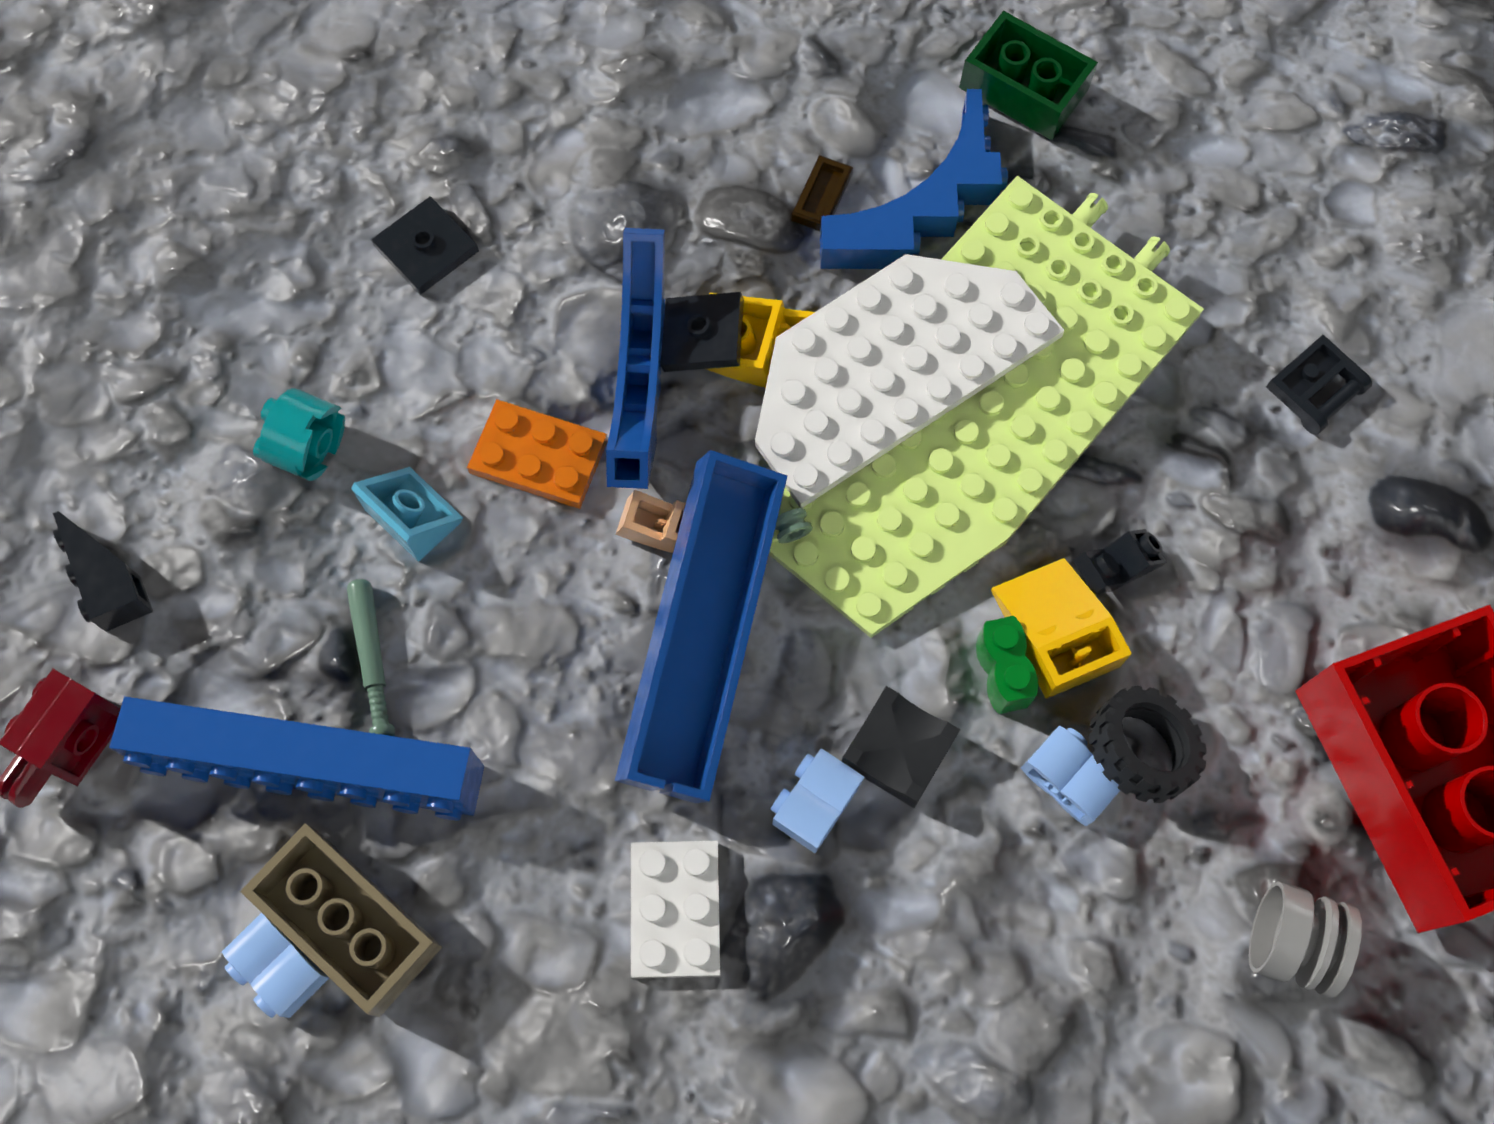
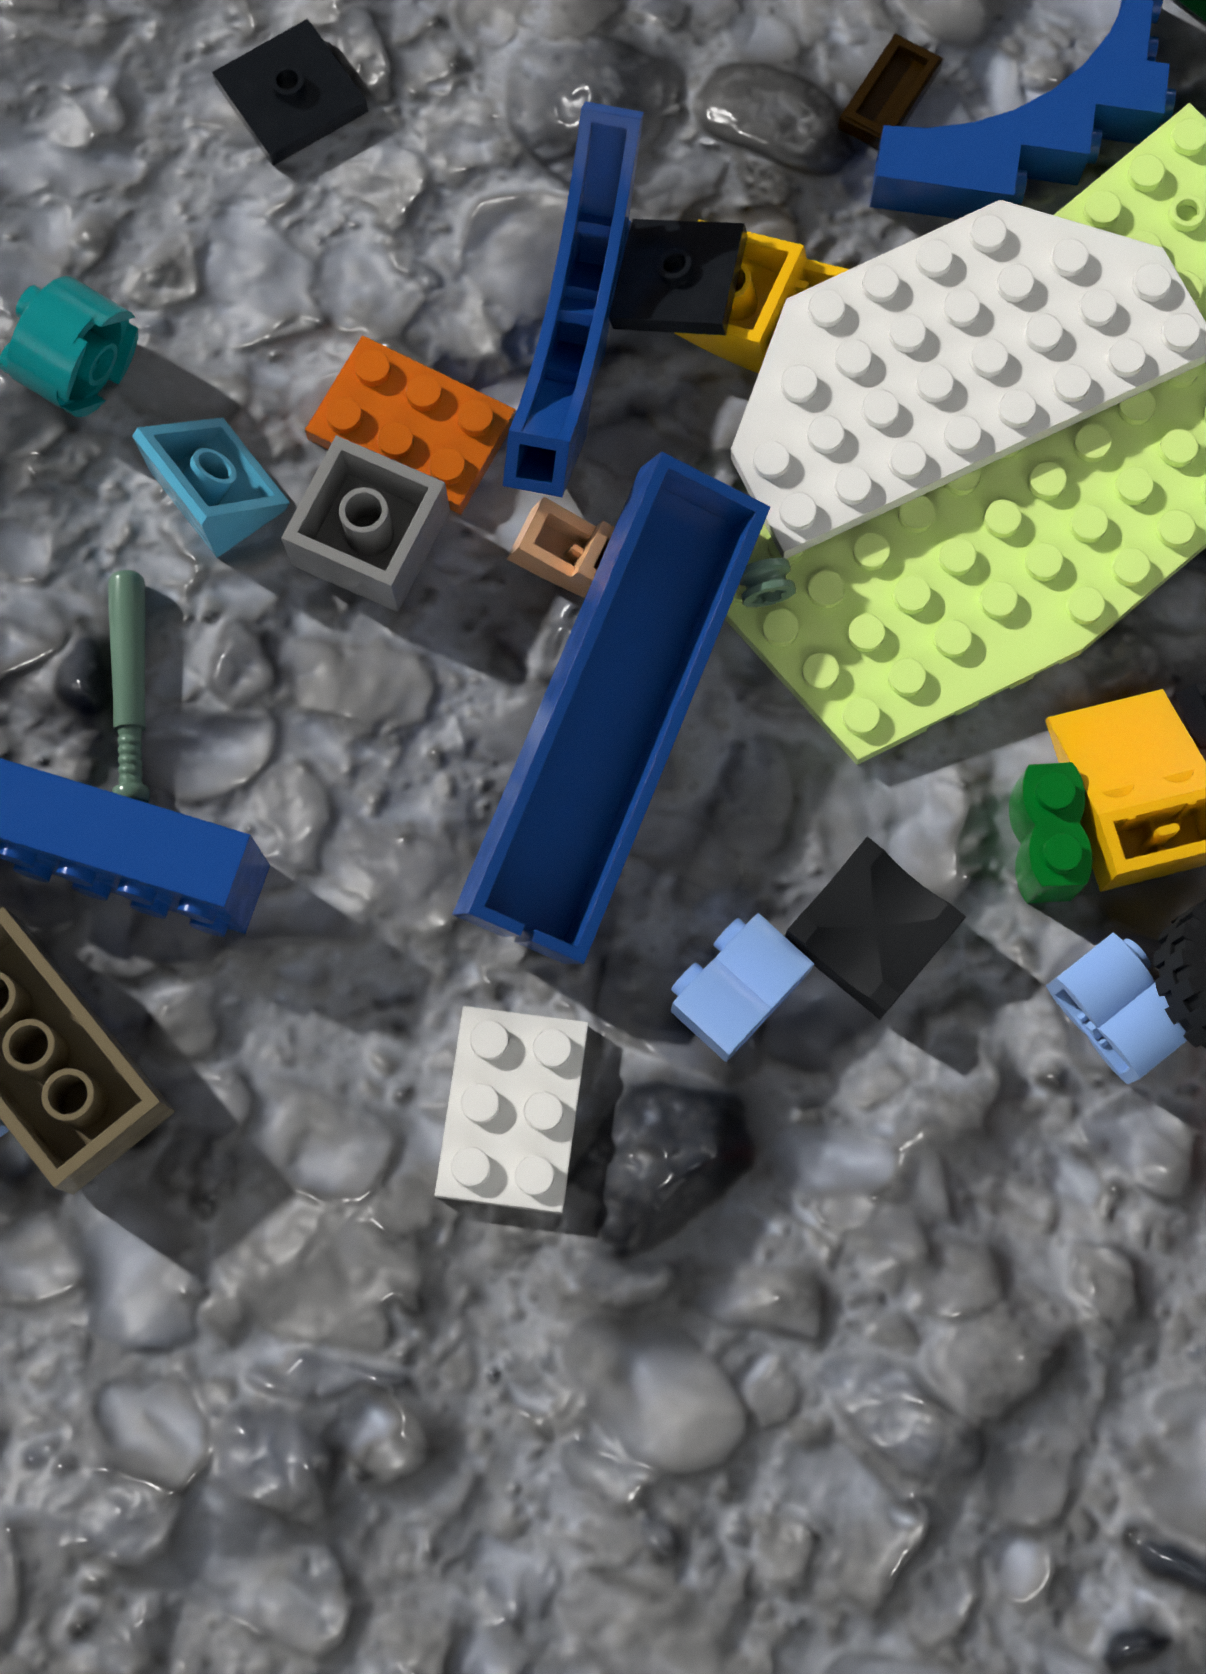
camera: 10 degrees right, 5 degrees up
(518, 524) = (366, 523): none -> light grey brick

